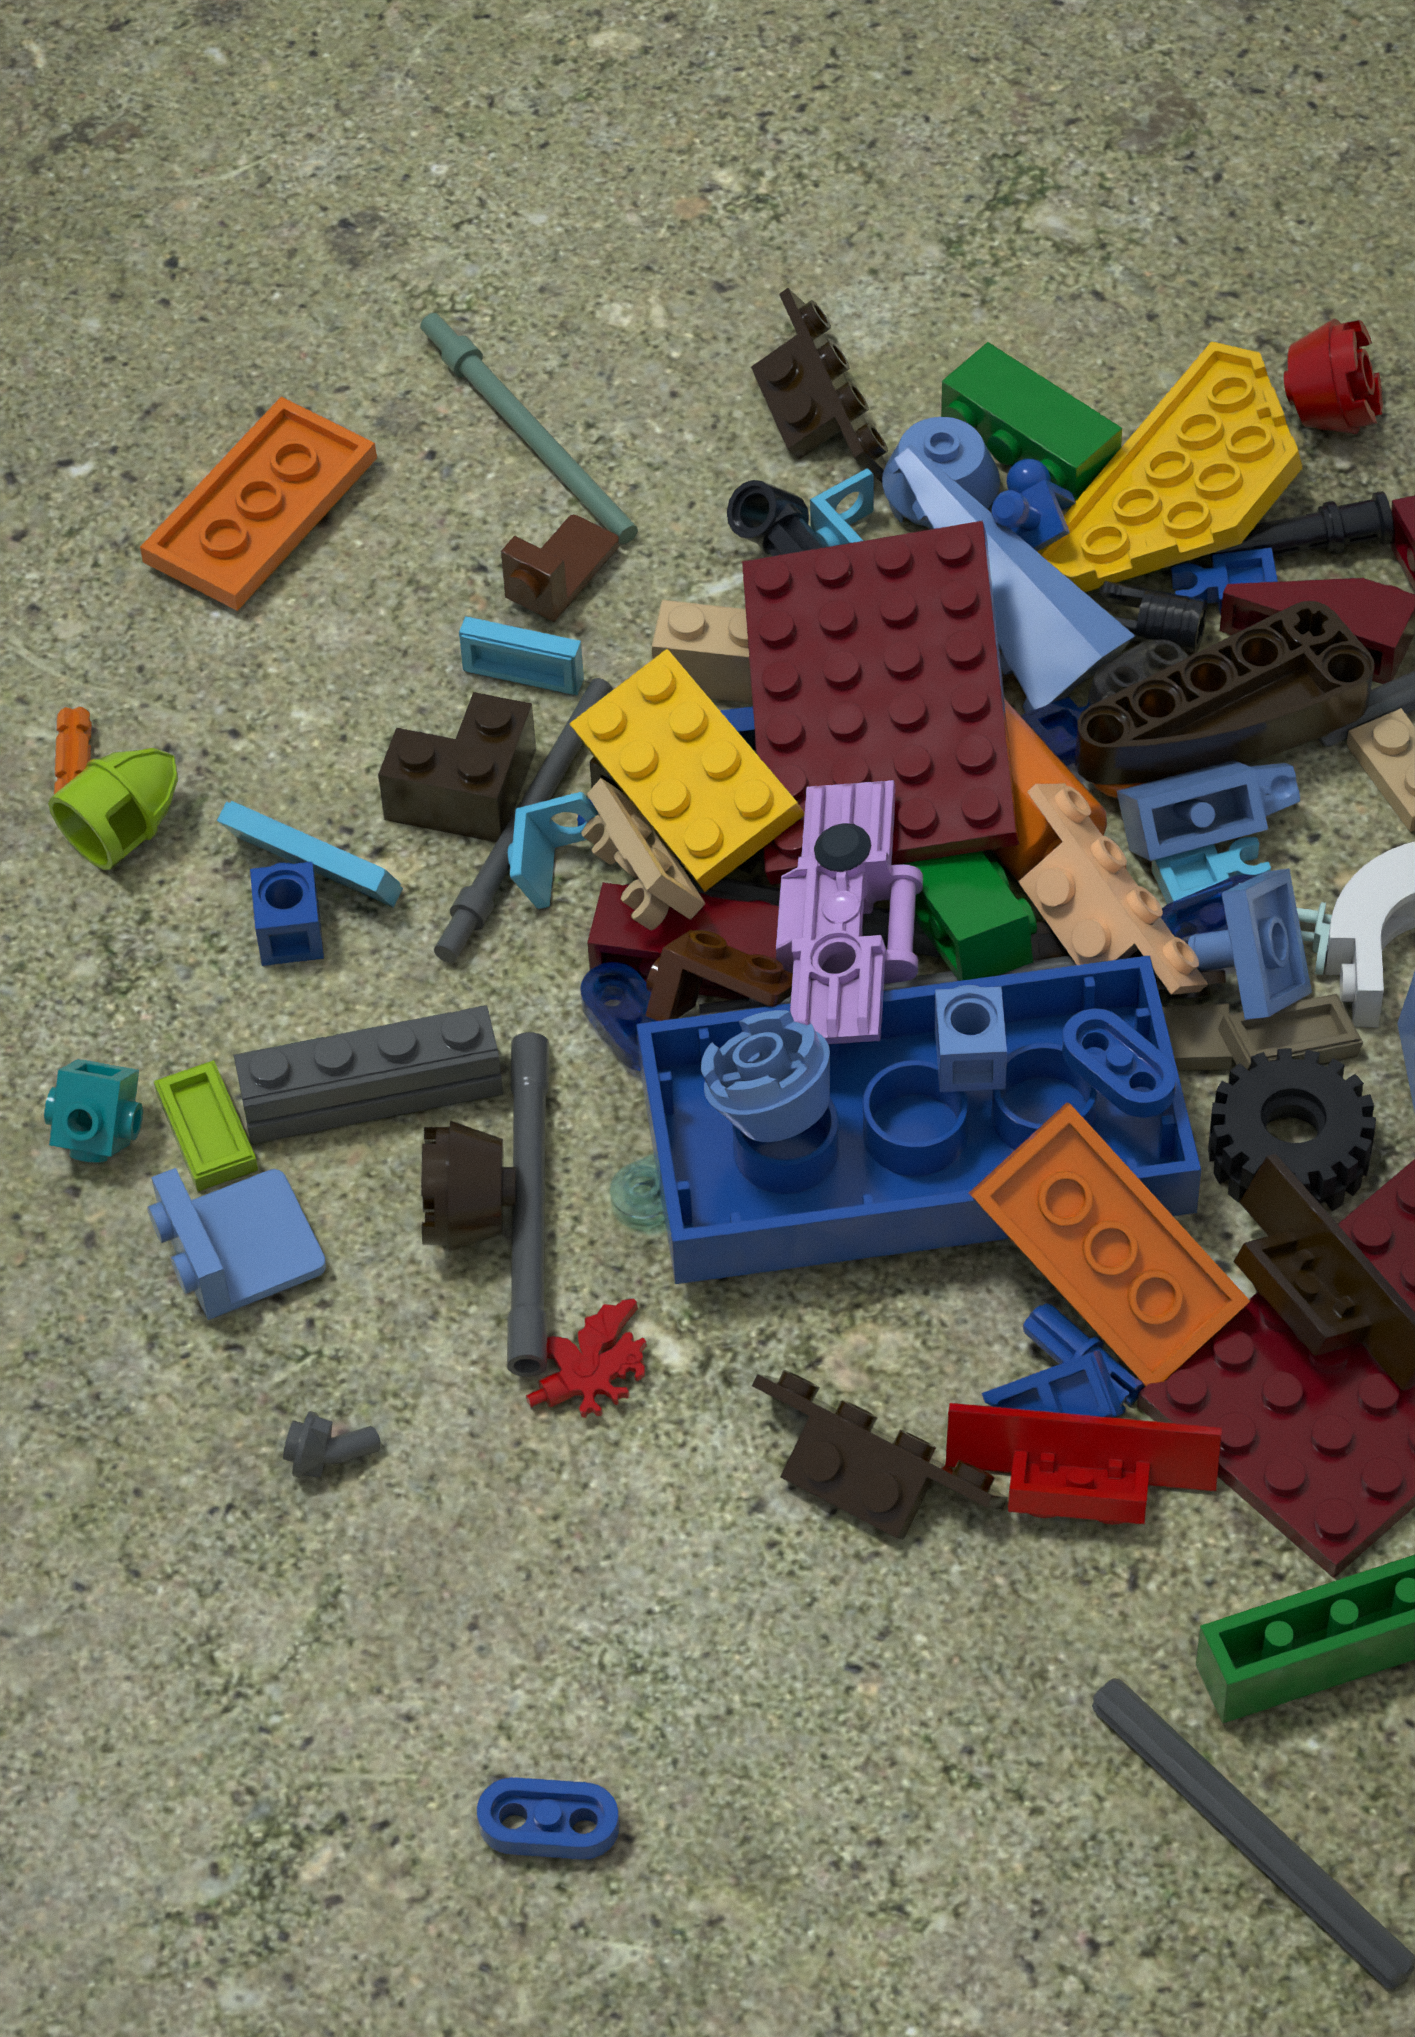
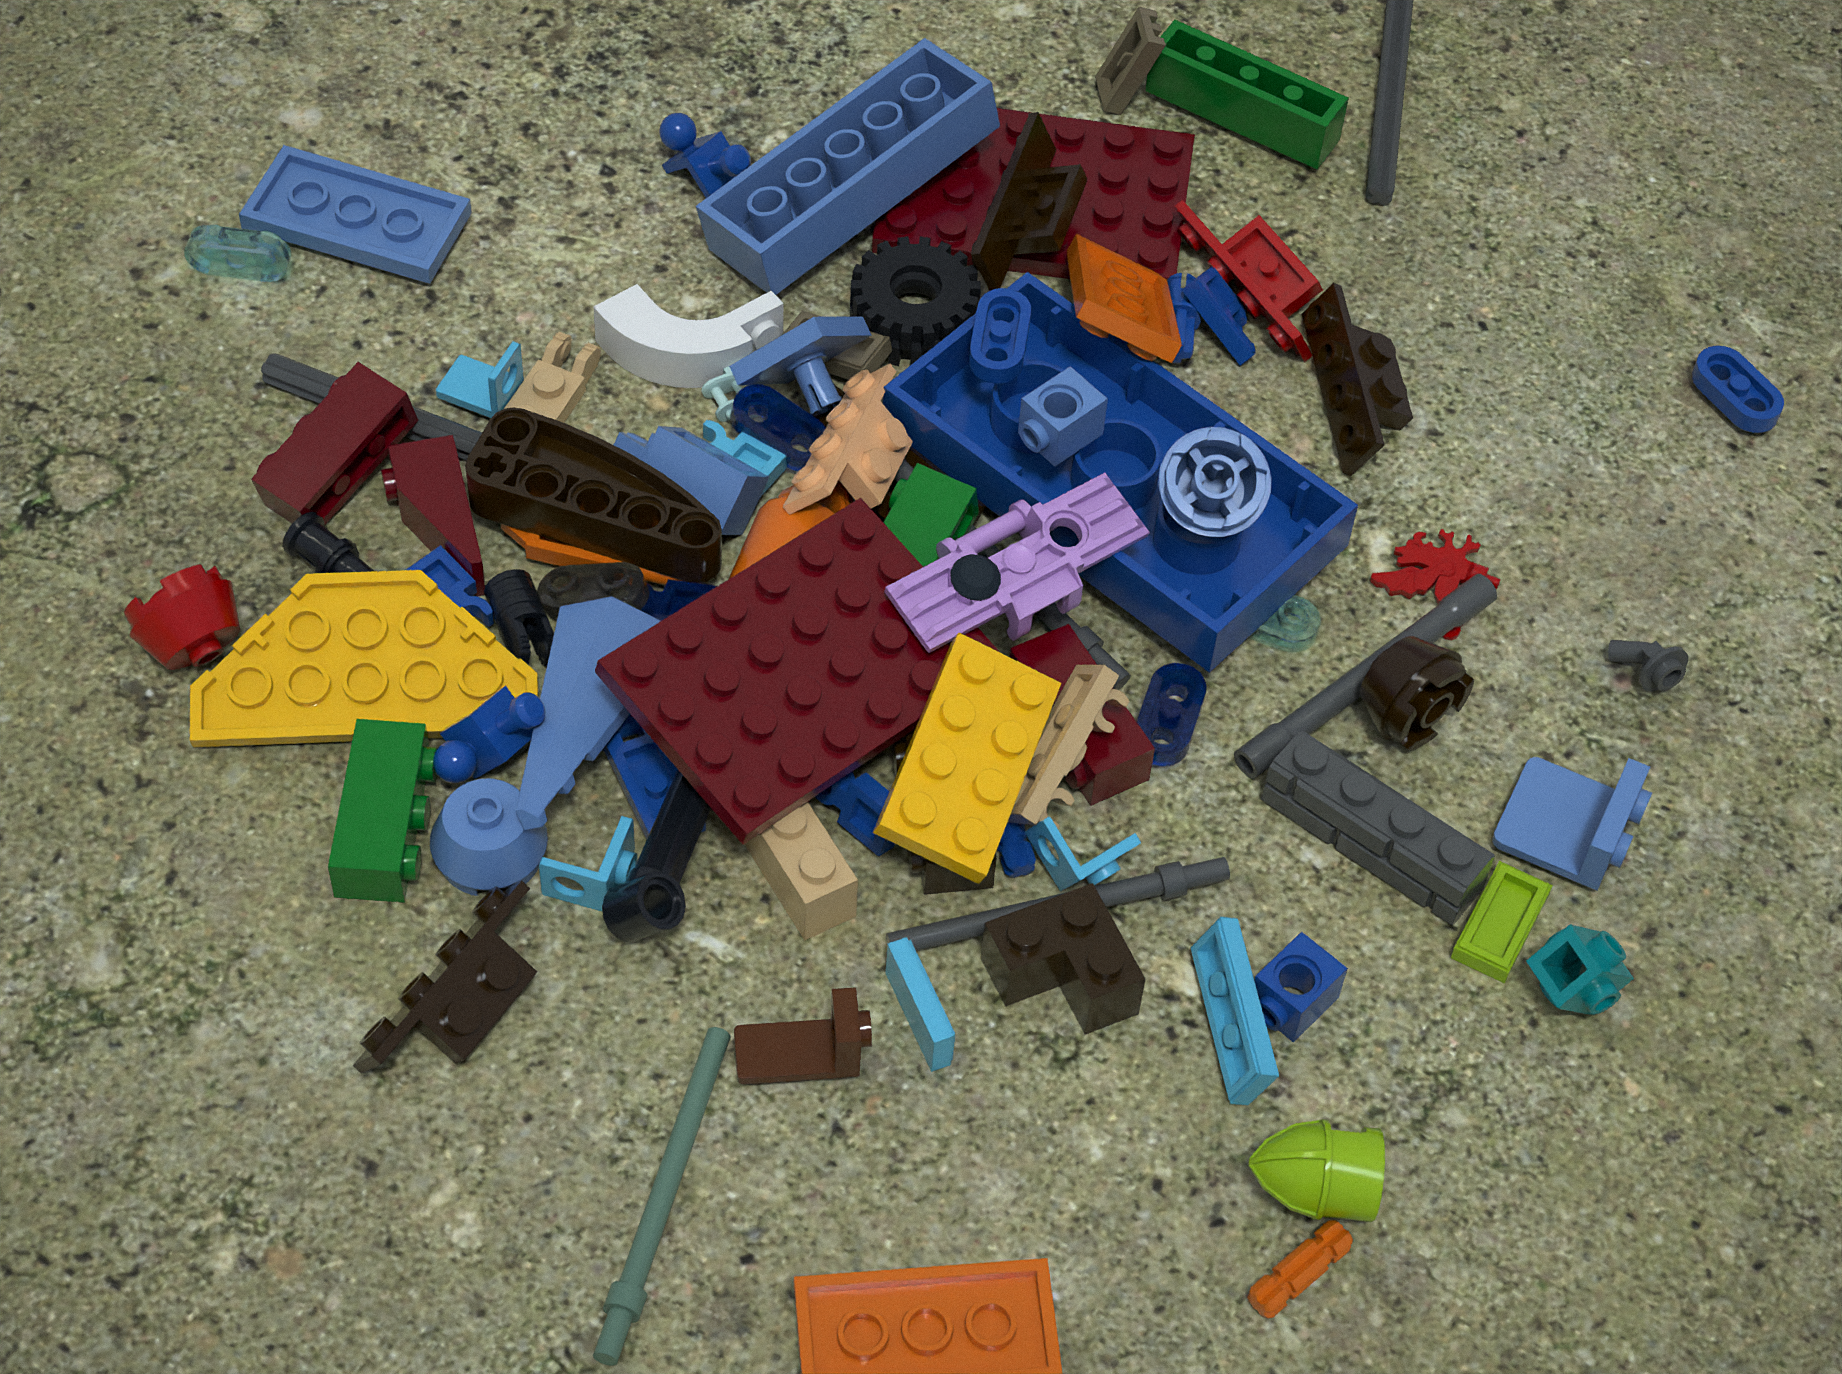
camera: 135 degrees left, 0 degrees up
(704, 954) = (1120, 632): reddish brown bracket -> none

